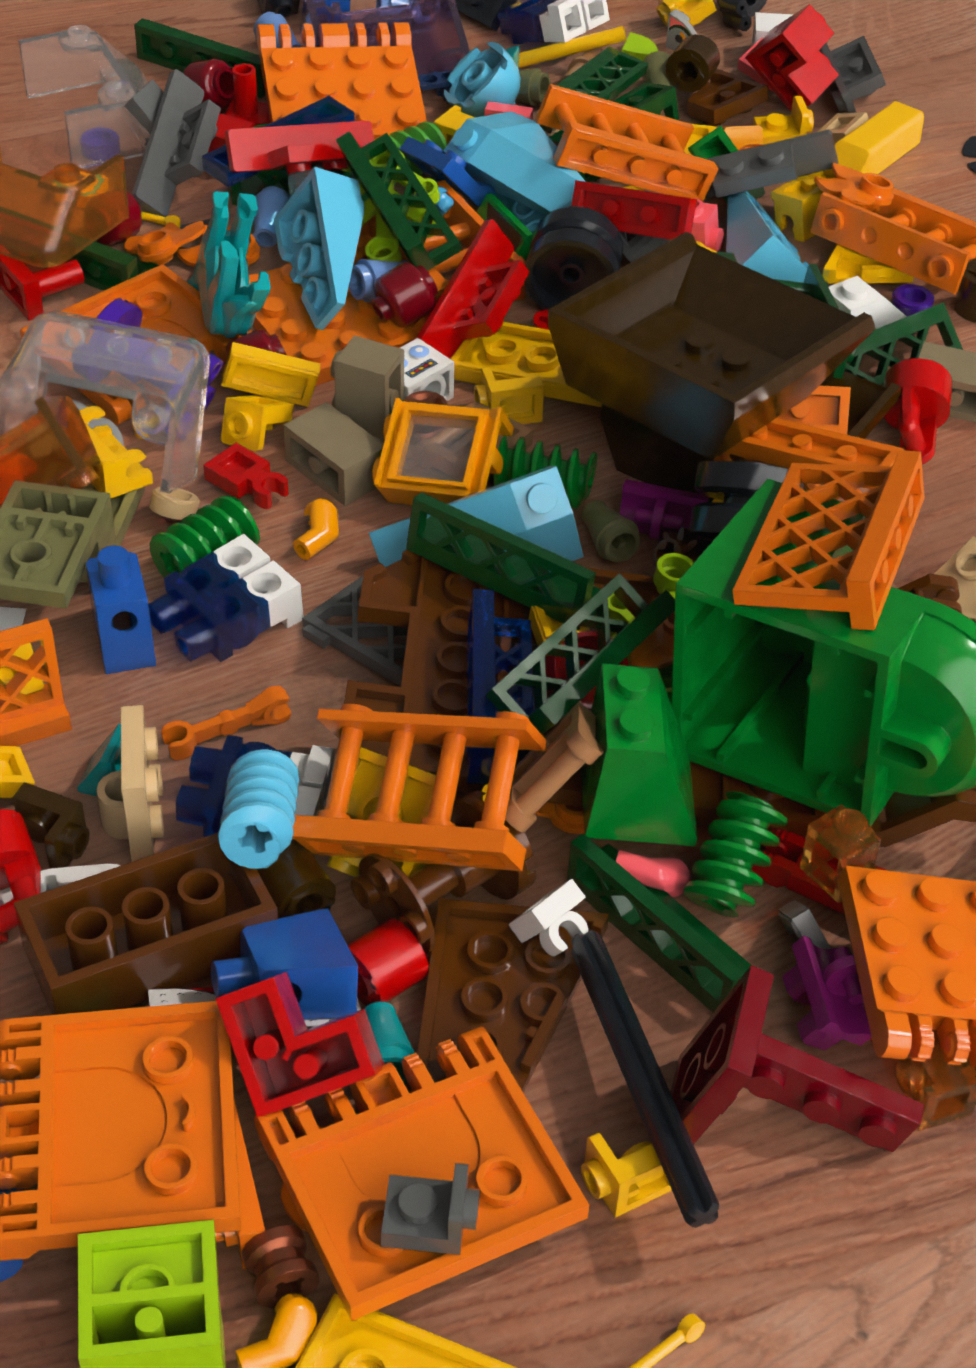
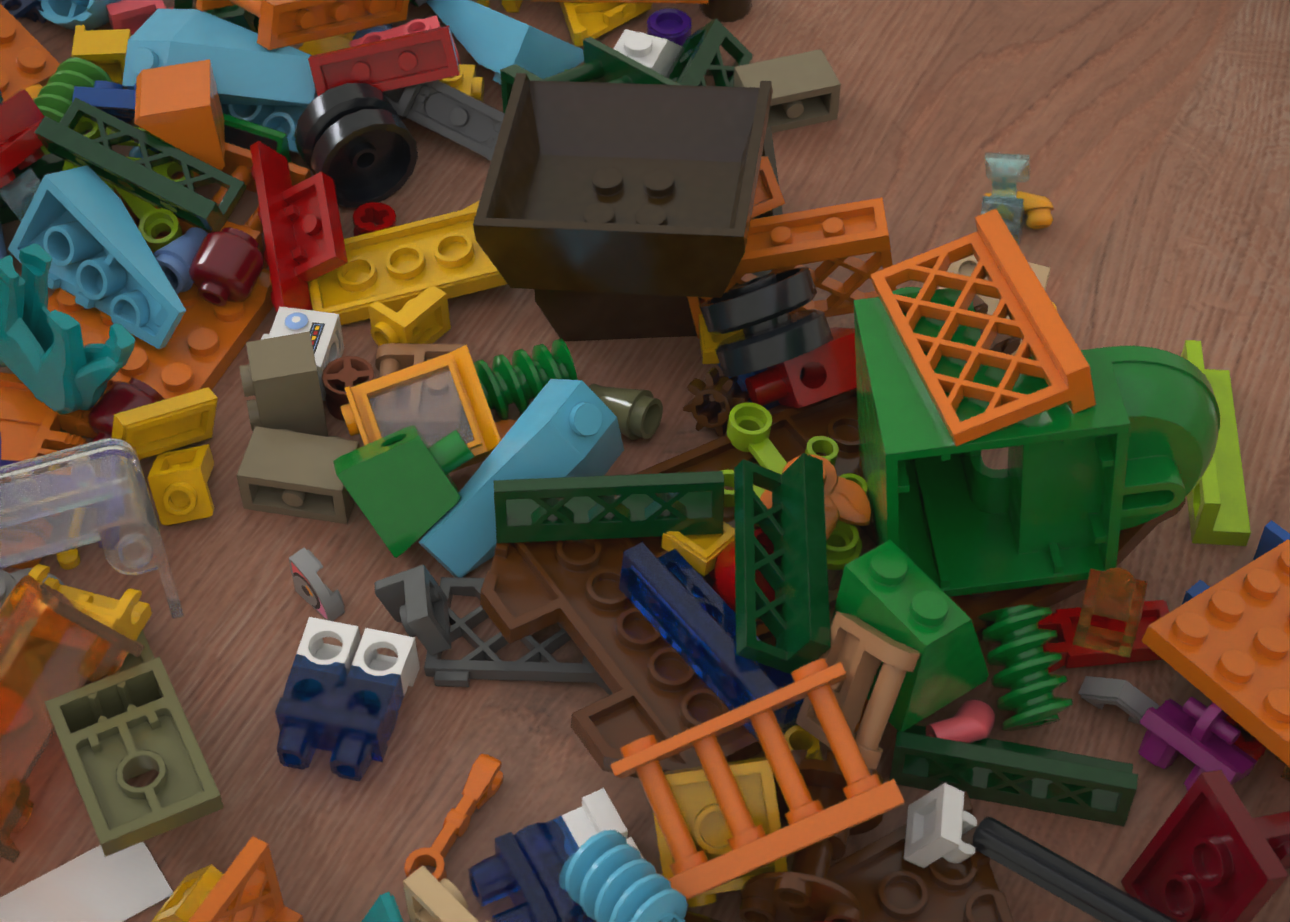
camera: 35 degrees left, 5 degrees up
(118, 587) = (253, 761): blue torso -> none
(174, 505) = (195, 626): tan tile -> none
(202, 534) = (263, 645): green piece -> none
(244, 472) = (226, 547): red plate -> none
(278, 525) = (311, 588): none -> light grey tile
(323, 529) = (347, 549): light orange arm -> none
(329, 573) = (420, 606): none -> dark grey bracket
(381, 481) = (403, 483): none -> green torso
(460, 179) = (183, 109): none -> orange slope
(658, 507) = (656, 362): magenta hips -> none
(922, 404) = (789, 132): red piece -> none

